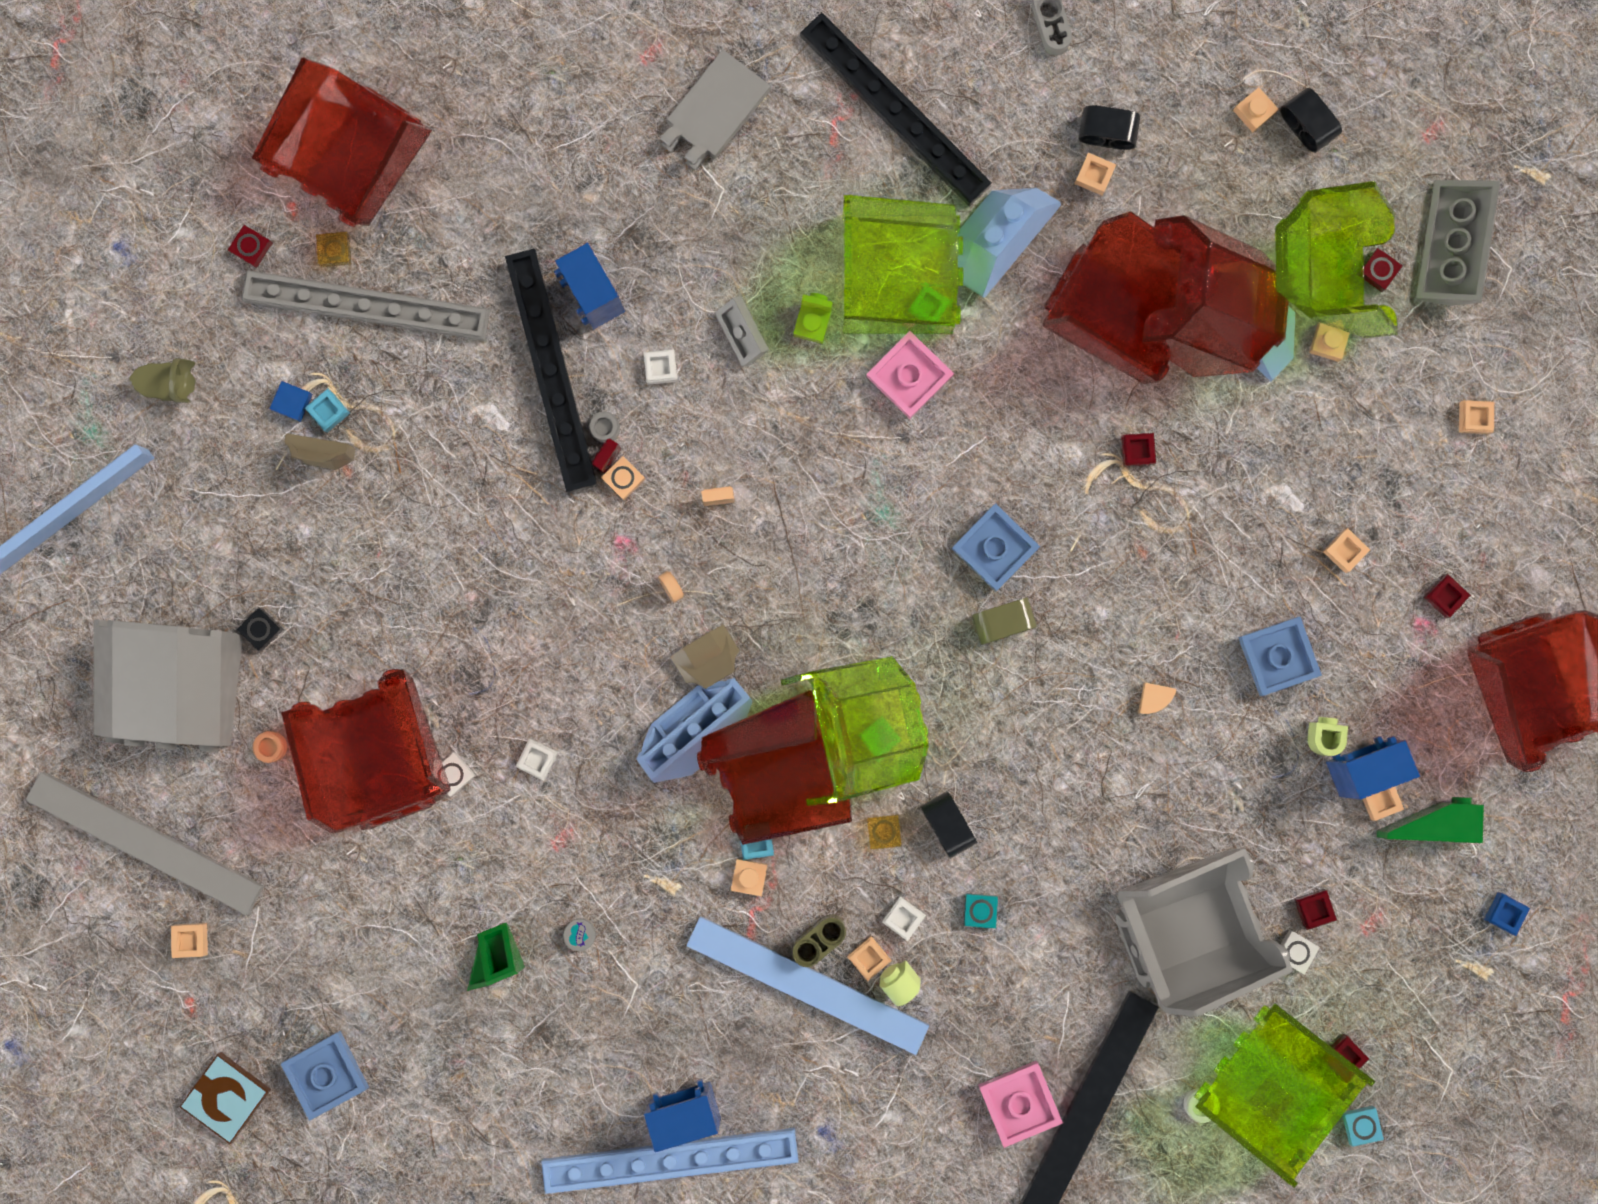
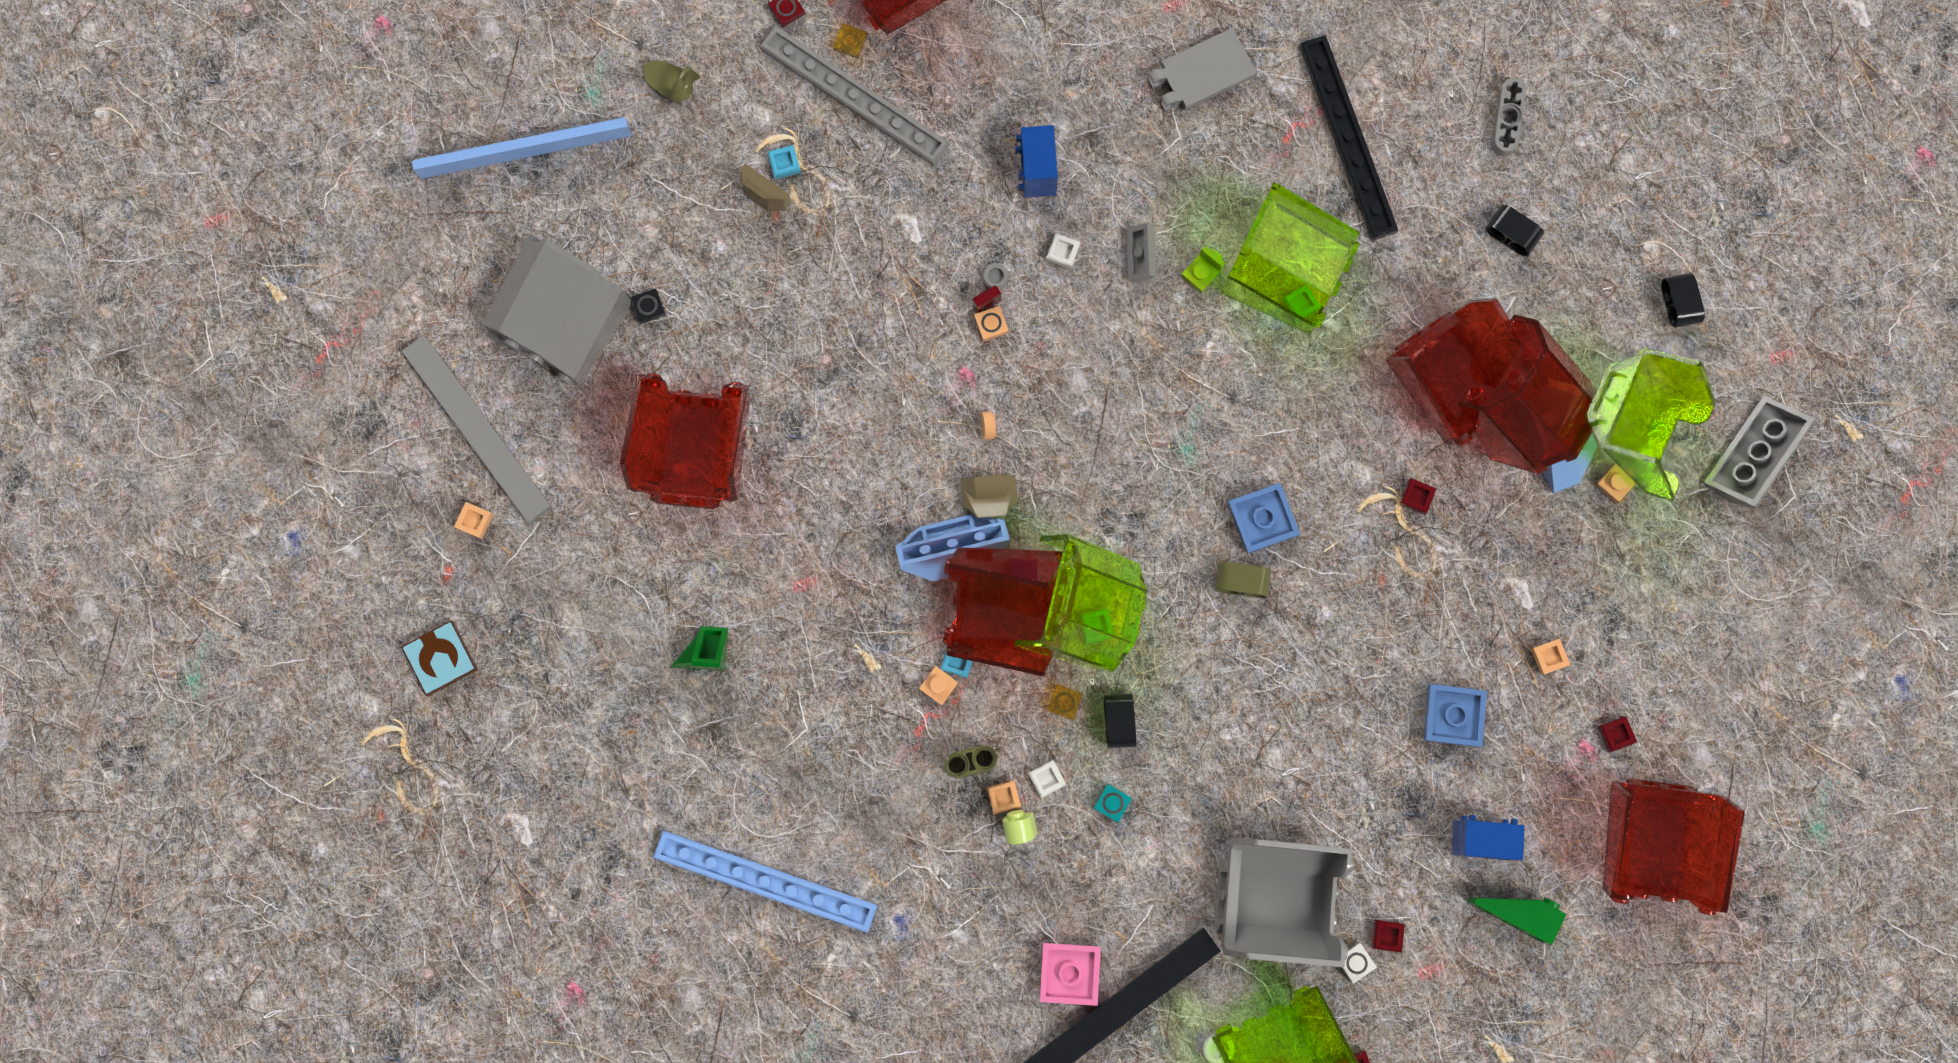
camera: 25 degrees right, 5 degrees down
(269, 747) = (610, 401): light nougat tile -> none
(291, 401) = (759, 141): blue tile -> none
(324, 1075) = (526, 678): medium blue plate -> none
(457, 773) = (747, 492): white tile -> none
(536, 759) = (815, 511): white tile -> none
(551, 371) = (975, 213): black plate -> none
(579, 934) = (781, 665): light grey tile -> none
(682, 1116) = (794, 846): blue container -> none
(718, 496) = (1060, 372): light nougat tile -> none
(808, 985) = (944, 795): light blue tile -> none
(909, 374) = (1260, 349): bright pink plate -> none
(1000, 233) = (1386, 273): light blue wedge -> none
(1095, 174) = (1485, 261): light nougat plate -> none
(1155, 698) = (1336, 701): light nougat tile -> none
(1255, 110) = (1641, 271): light nougat plate -> none
(1327, 737) = (1463, 798): yellowish green plate -> none
(1380, 270) = (1684, 446): dark red tile -> none
(1383, 804) = (1484, 872): light nougat plate -> none
(1476, 417) = (1709, 601): light nougat tile -> none
(1507, 913) = (1546, 1017): blue tile -> none

